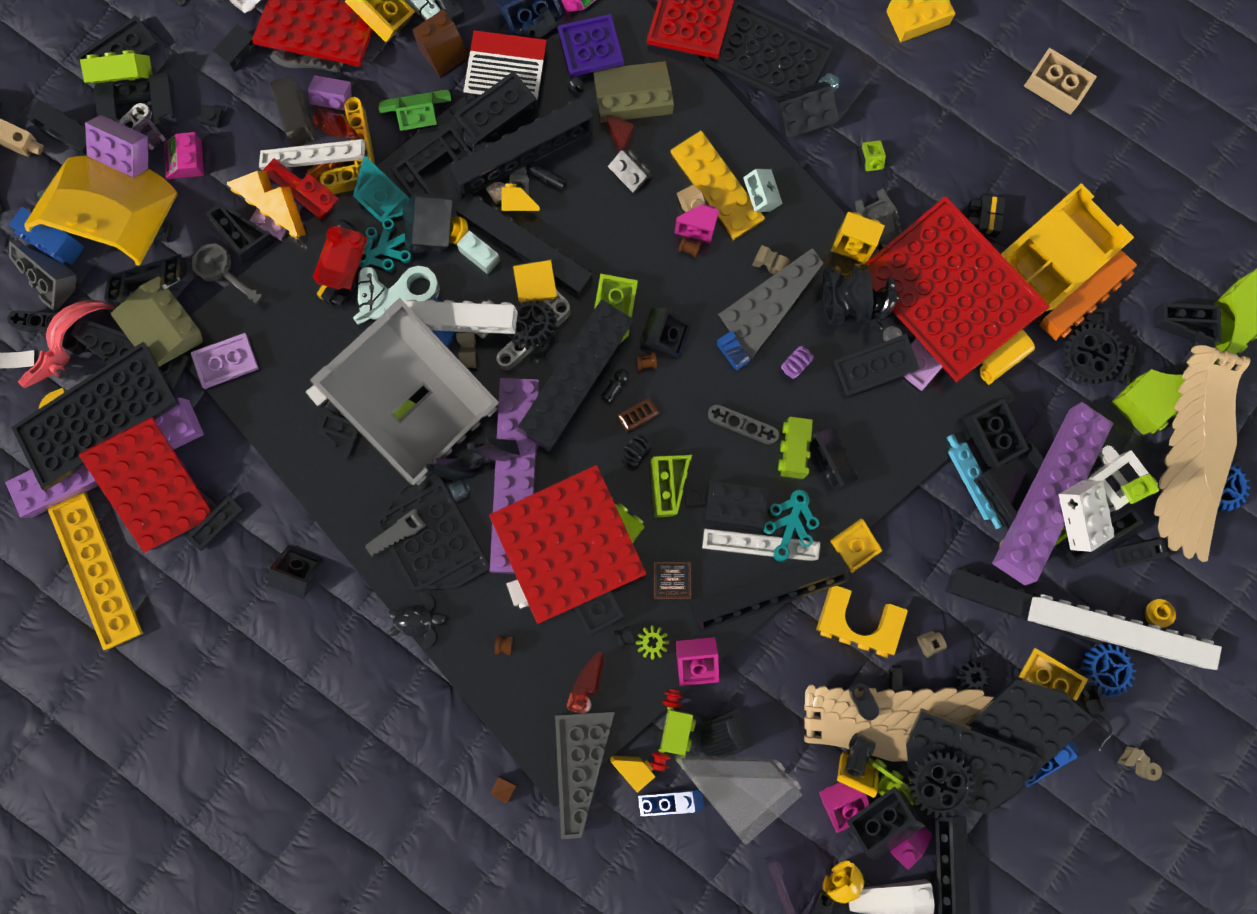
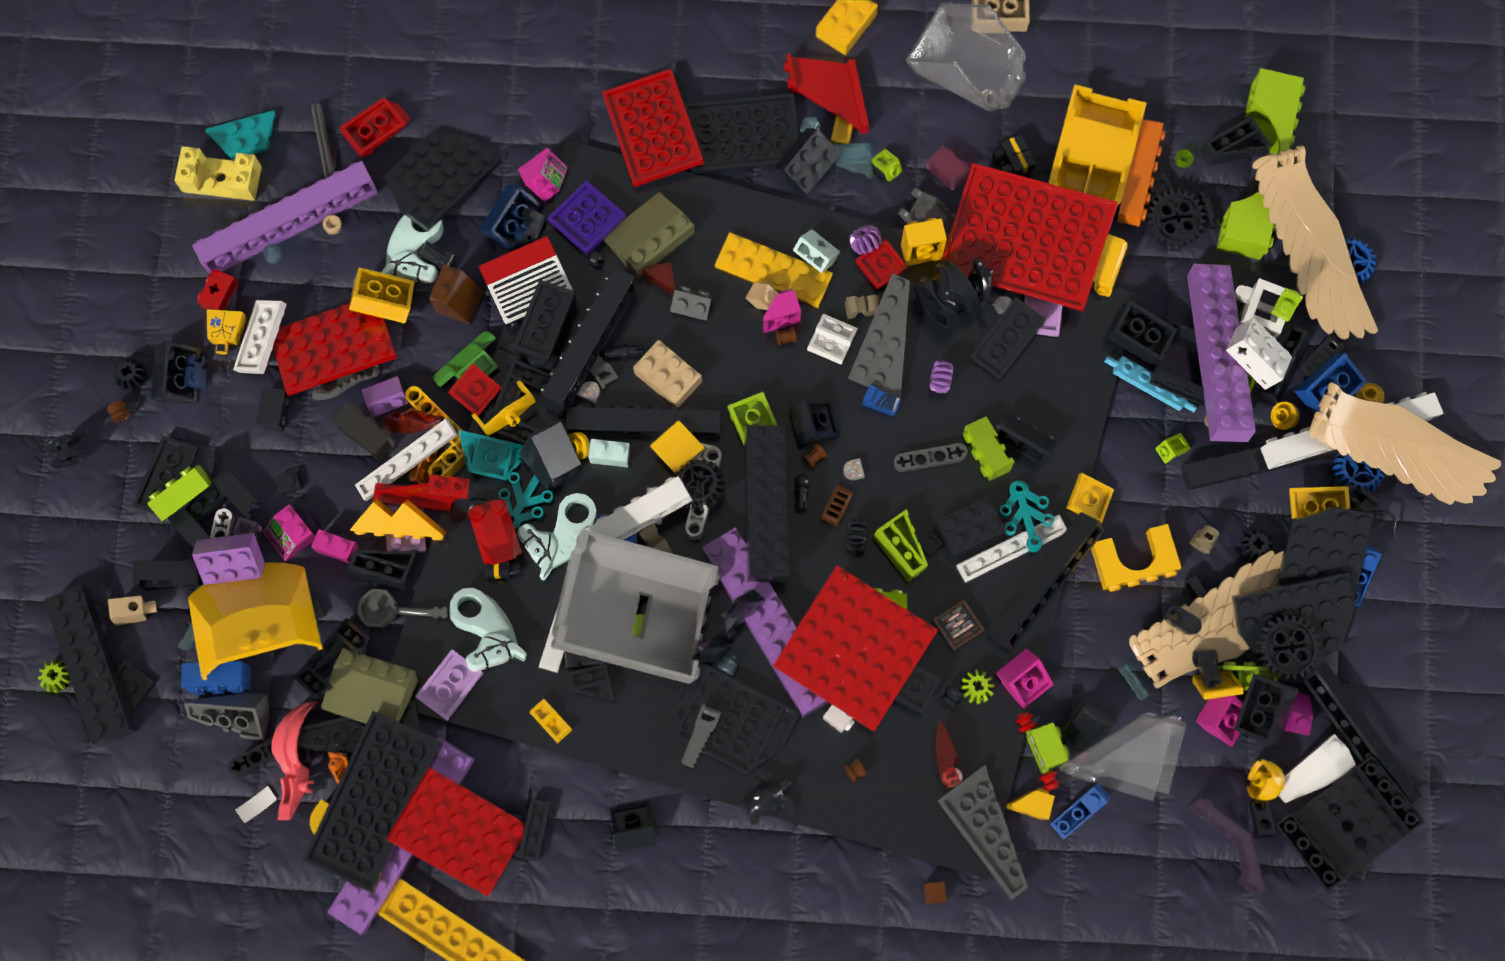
camera: 30 degrees left, 5 degrees down
(90, 366) = (337, 765): none -> orange hinge
(209, 188) = (334, 546): none -> dark pink brick
(286, 442) = (550, 721): none -> yellow slope
(290, 334) = (491, 624): none -> light aqua animal
(403, 131) = (474, 389): none -> red plate
(415, 167) = (508, 414): none -> yellow piece
(516, 199) = (612, 387): yellow slope -> none
(569, 217) = (667, 374): none -> tan brick
(671, 394) = (853, 470): none -> light grey tile
(727, 273) = (832, 339): none -> white slope
(789, 724) = (1133, 682): none -> clear light blue axle
(809, 234) = (881, 264): none -> red plate
(811, 206) = (865, 239): none -> medium lavender gear
(849, 133) = (855, 158): none -> clear light blue wing
(857, 101) = (841, 132): none -> yellow tile
(868, 59) = (830, 86): none -> red piece
(923, 189) = (948, 167): none -> clear pink brick
(957, 548) = (1172, 448): none -> lime bracket
(1007, 104) = (970, 55): none -> clear windscreen
(1074, 582) = (1285, 415): none -> yellow plate
(1132, 583) = (1336, 370): none -> blue brick
(1140, 306) = (1183, 154): none -> clear neon green plate
(1144, 767) = (1440, 530): dark tan leg -> none
(1161, 675) = (1402, 445): none -> tan animal

